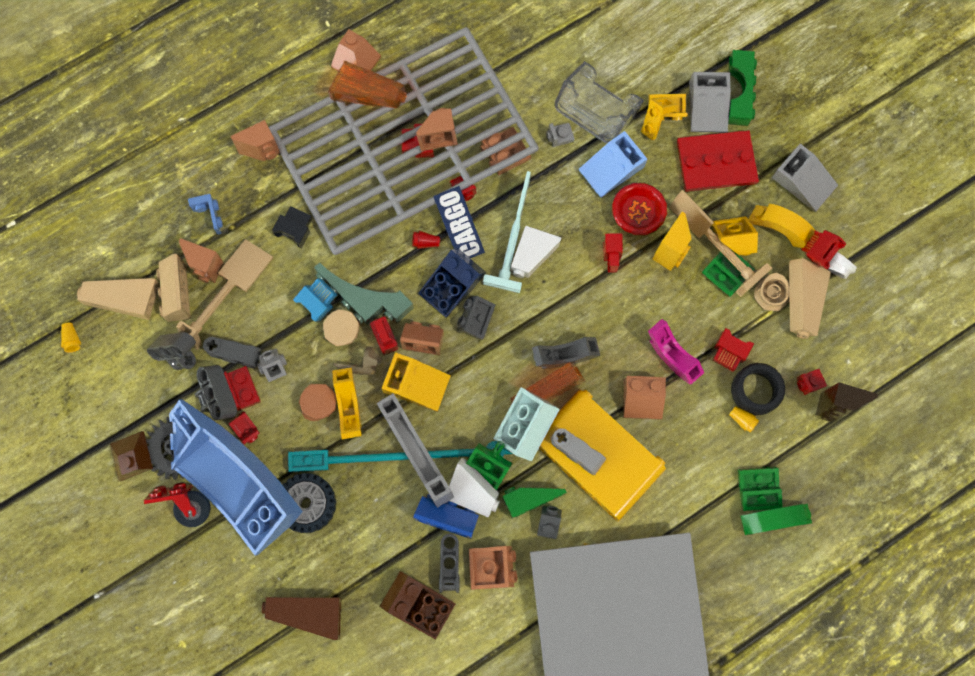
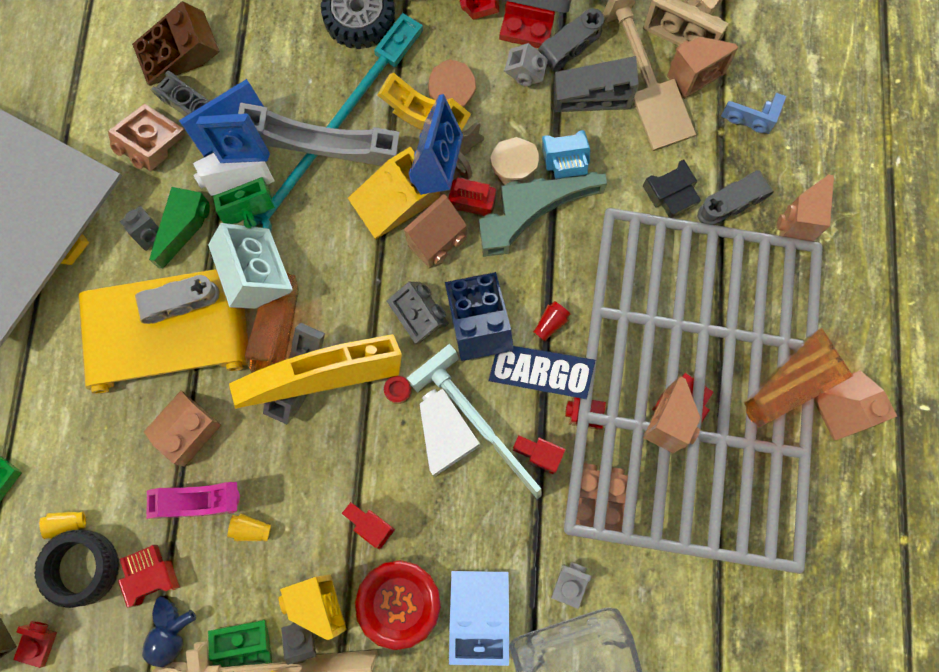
camera: 135 degrees right, 0 degrees up
(257, 313) = (597, 86): none -> dark grey wedge
(274, 189) = (734, 198): none -> dark grey piece
(376, 364) = (437, 150): none -> blue slope
(459, 486) = (233, 138): none -> blue plate
(505, 191) = (541, 454): none -> red piece
(528, 297) = (397, 389): none -> red tile
(556, 336) = (320, 371): none -> yellow slope
(665, 313) = (248, 529): none -> yellow cone
(698, 242) = (298, 643): none -> dark grey bracket
(753, 314) = (163, 641): none -> dark blue piece

